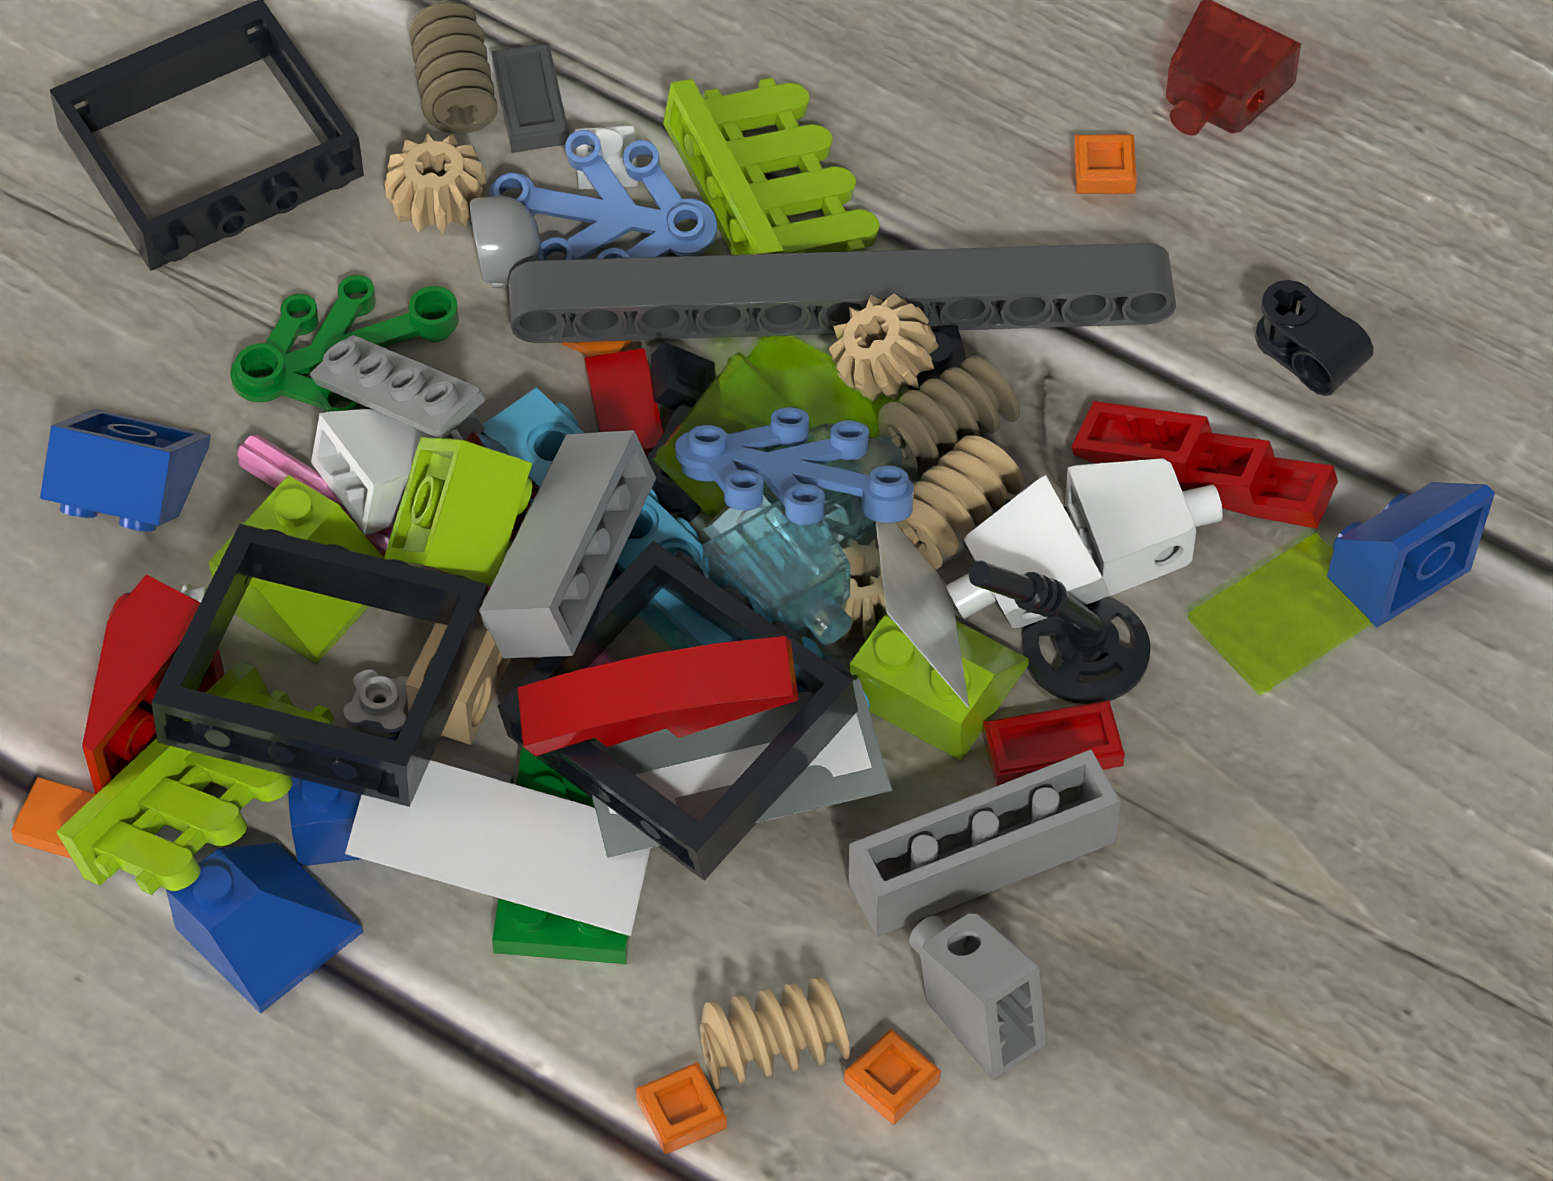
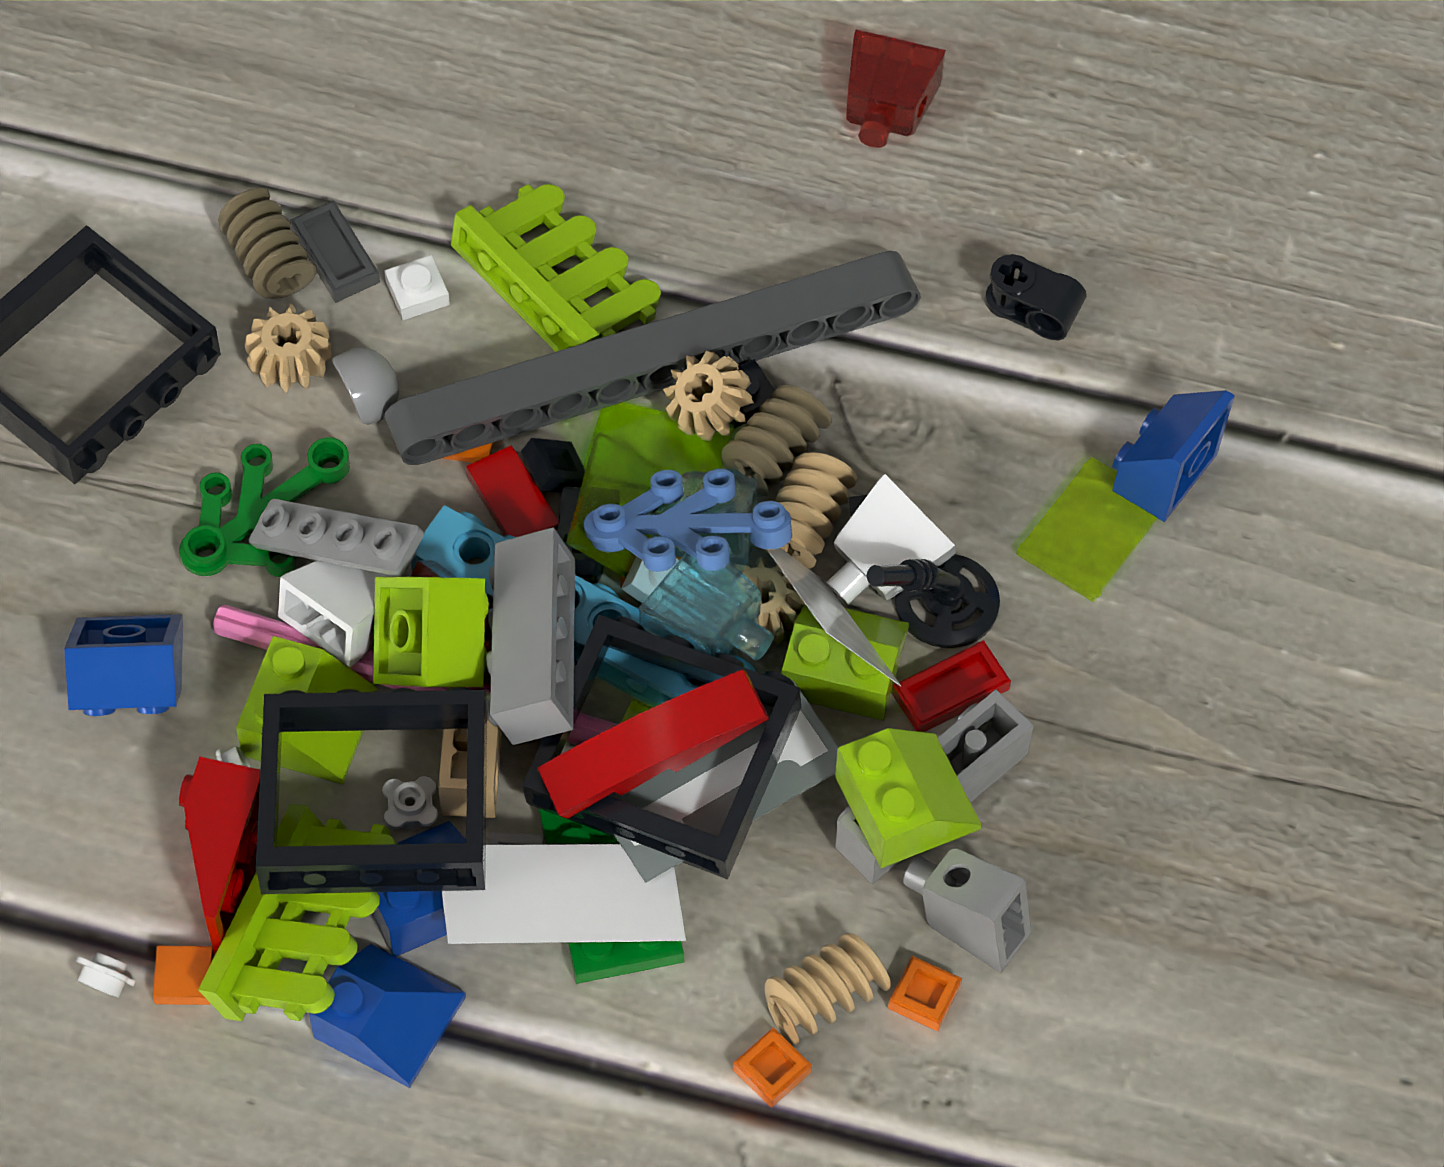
camera: 20 degrees left, 5 degrees up
(615, 211) = (444, 333): medium blue plant -> none
(934, 831) = (903, 793): none -> lime slope
(1105, 164) = (819, 189): orange tile -> none
(1137, 518) = (955, 481): white torso -> none
(1239, 467) = (983, 425): red slope -> none

